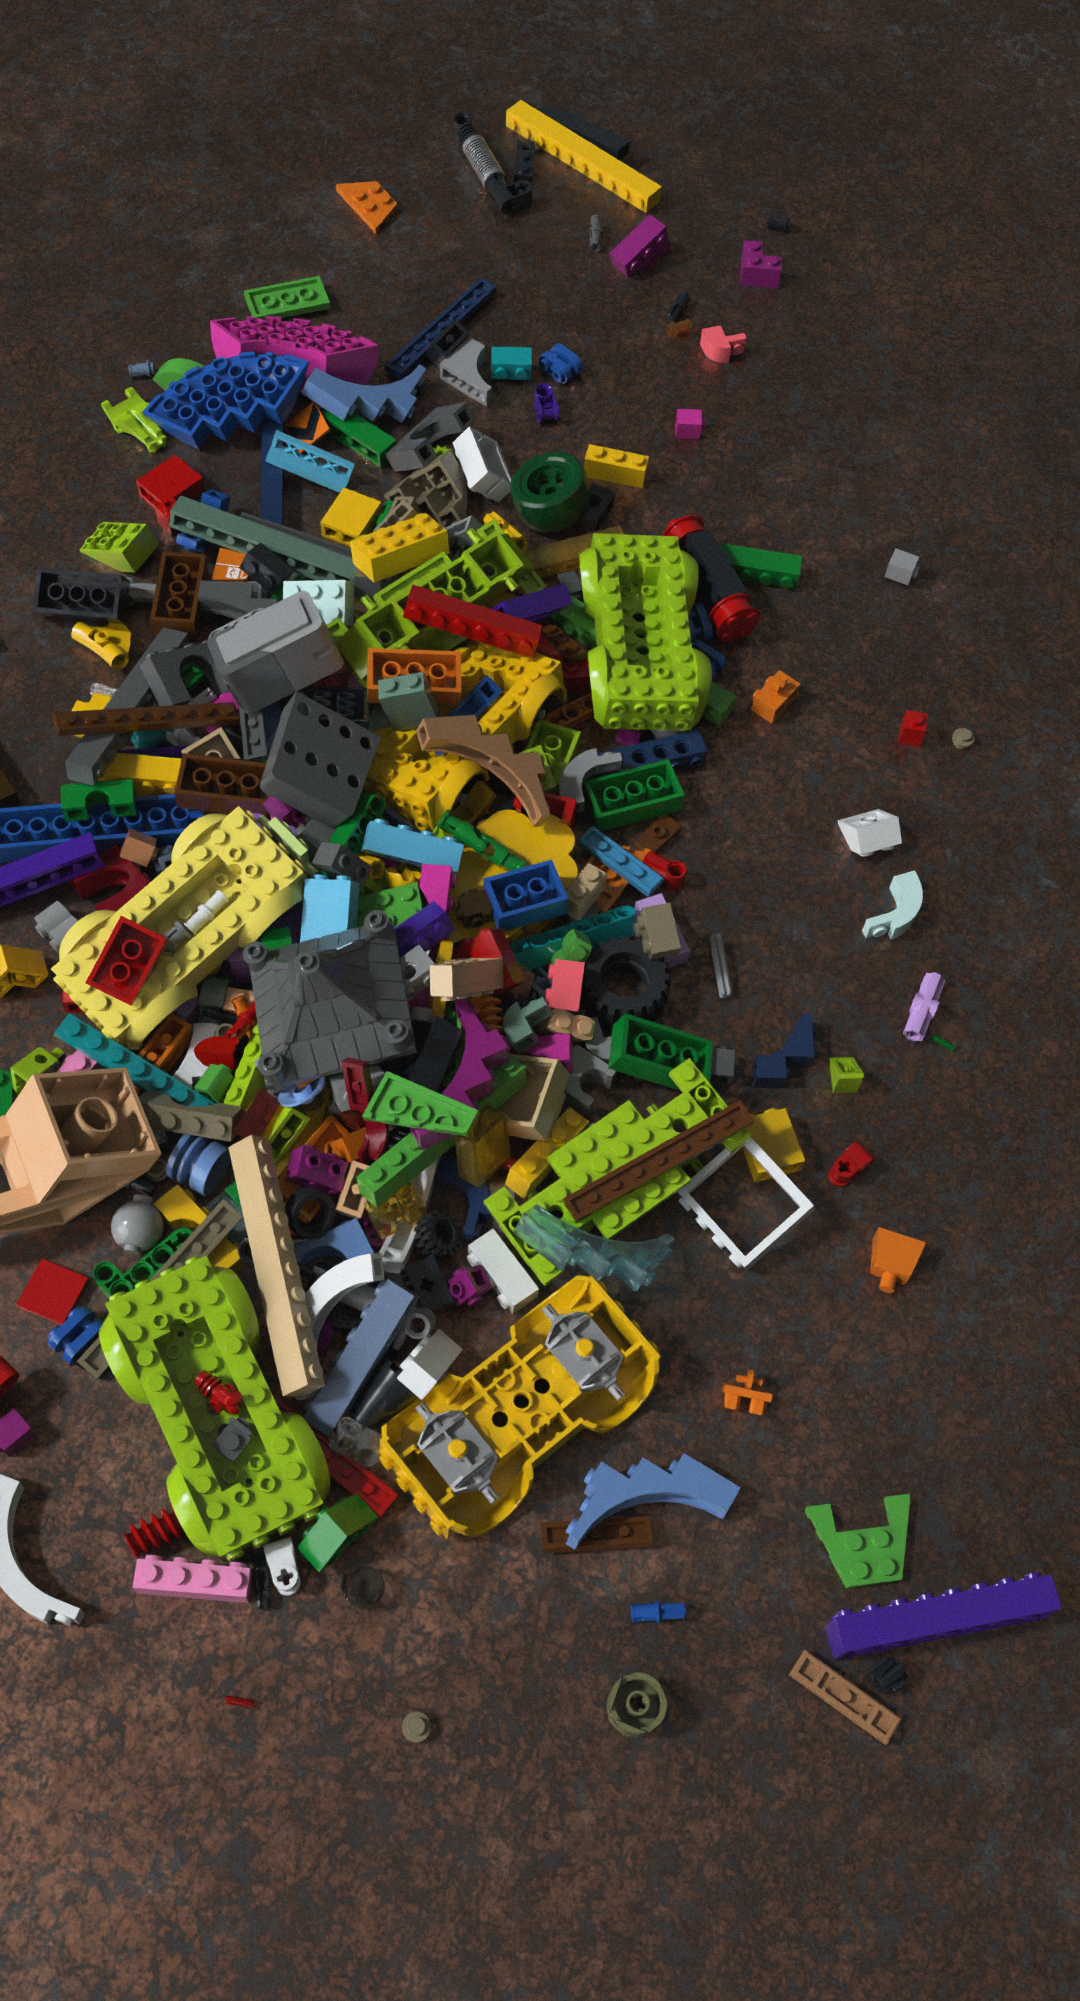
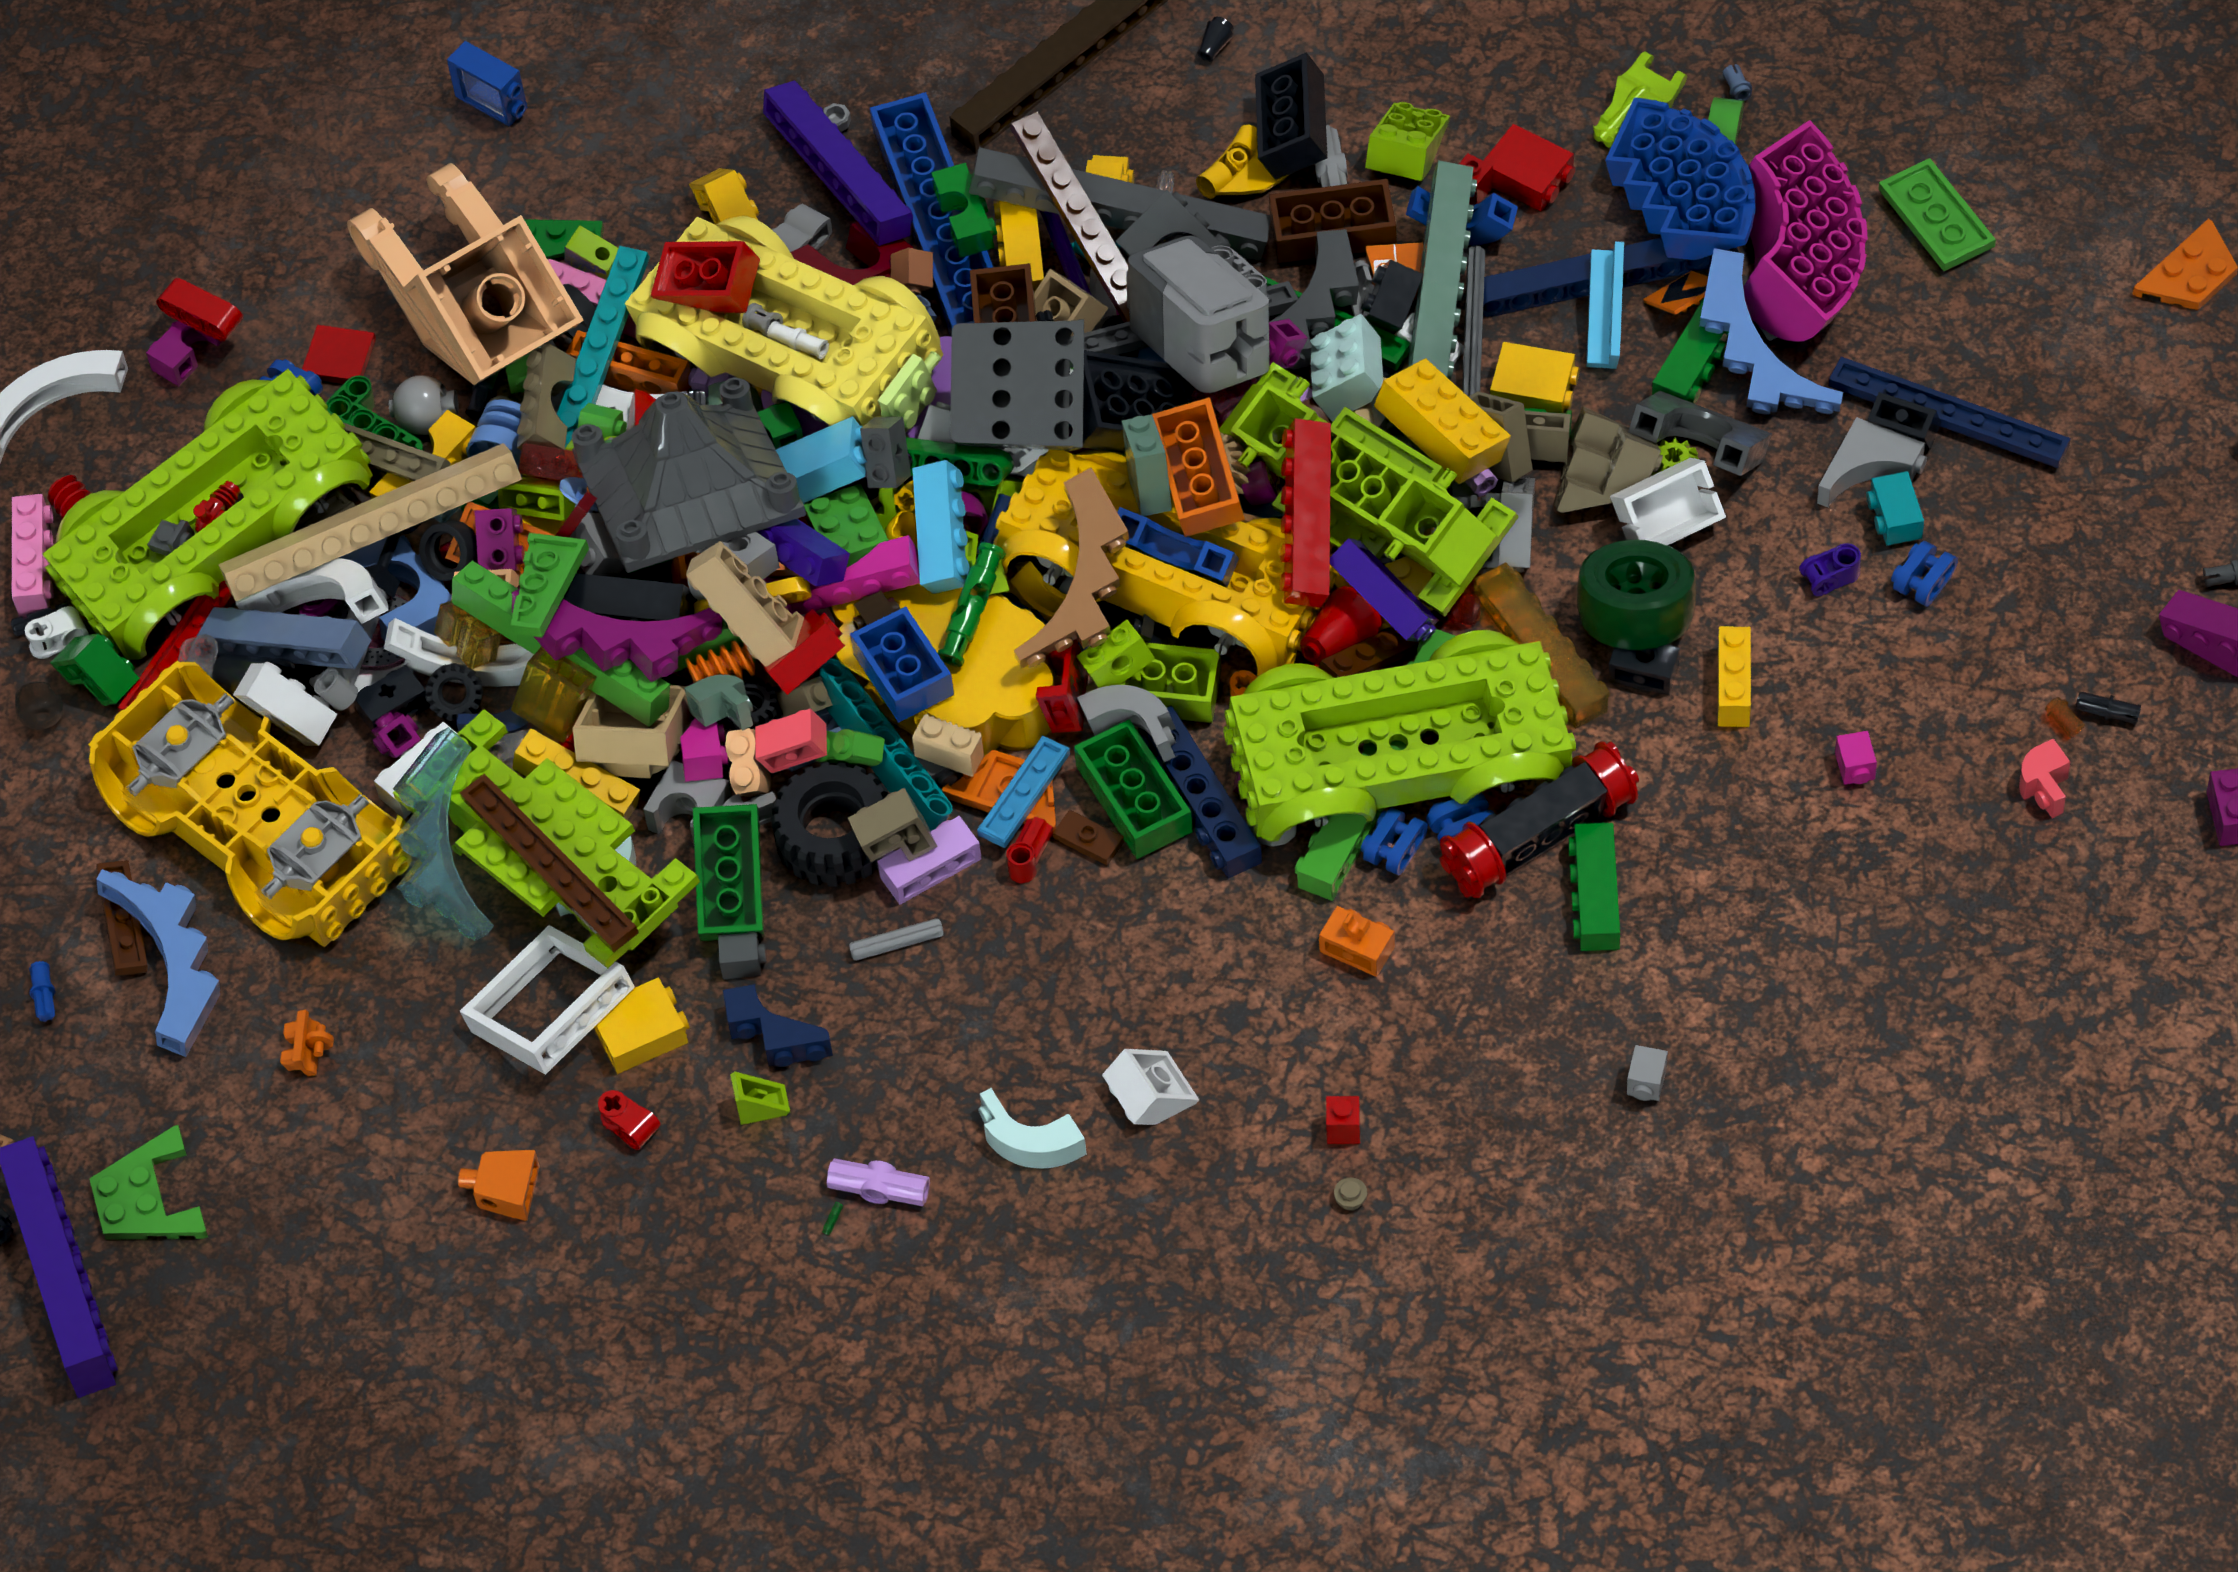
camera: 90 degrees right, 5 degrees down
(513, 531) = (1551, 558): yellow piece -> none

